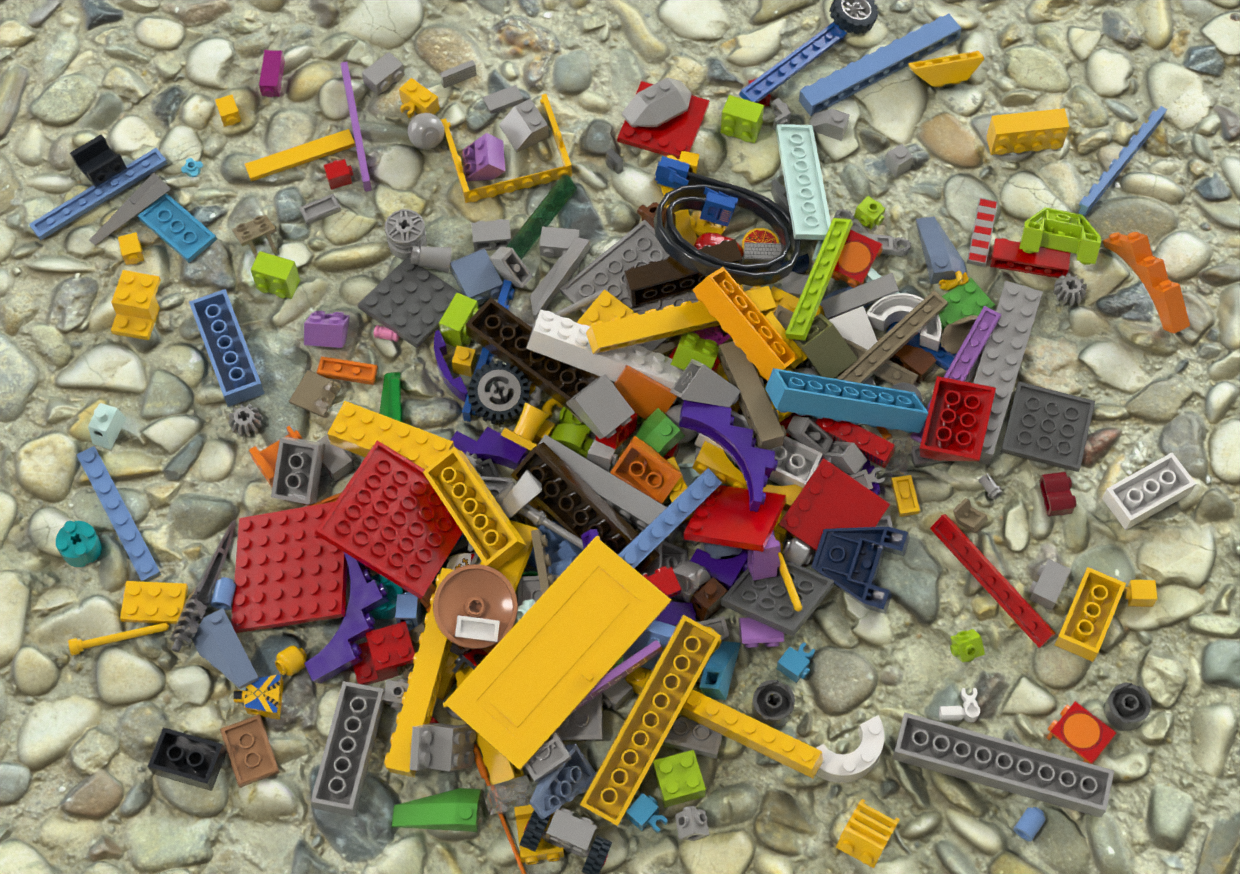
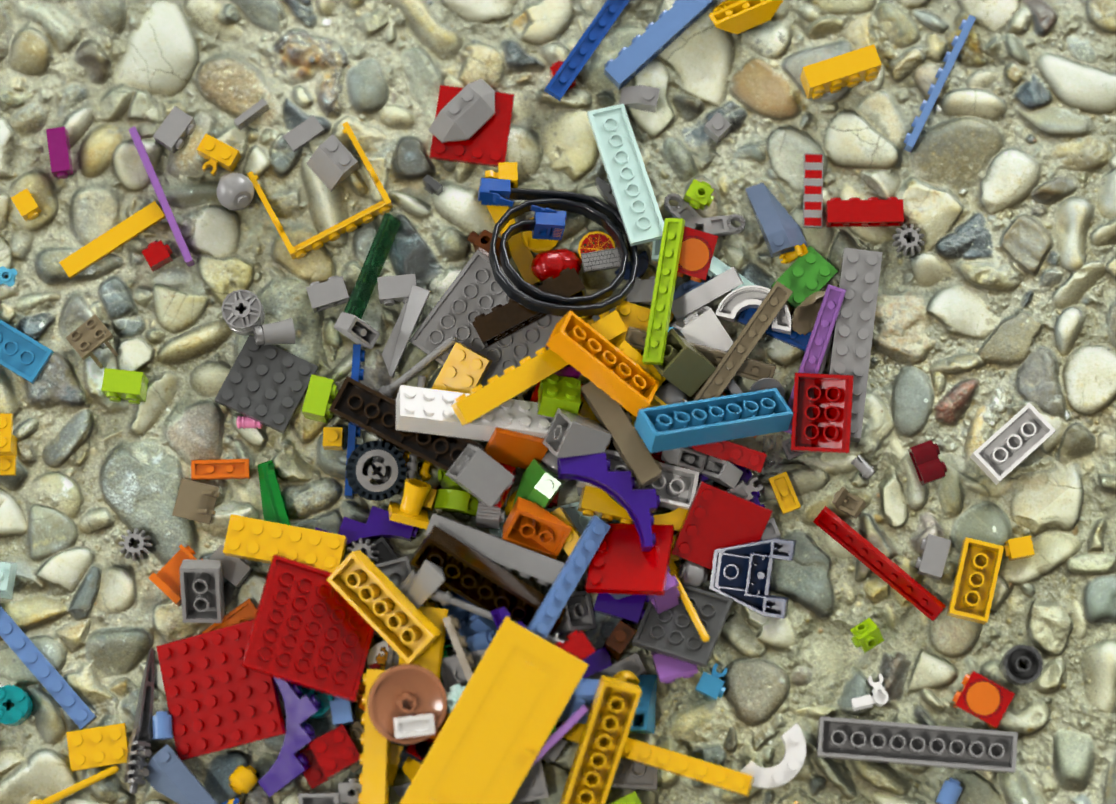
camera: 10 degrees left, 15 degrees up
(226, 348) = (97, 472): medium blue brick -> none
(320, 209) = (148, 297): light grey tile -> none
(326, 329) = (189, 431): medium lavender slope -> none
(455, 385) = (331, 466): dark purple slope -> none
(477, 276) = (325, 345): sand blue brick -> none
(484, 159) = (300, 209): medium lavender slope -> none
(690, 579) = (597, 626): light grey piece -> none
(742, 119) = (552, 114): lime brick -> none
(779, 695) = (701, 719): dark grey brick -> none
(781, 112) = (591, 96): light grey bracket -> none
(915, 360) = (770, 350): reddish brown slope -> none
(1048, 426) = (908, 392): dark grey plate -> none
(1061, 232) = (891, 178): lime wedge -> none
(1152, 272) = (986, 213): orange arch -> none

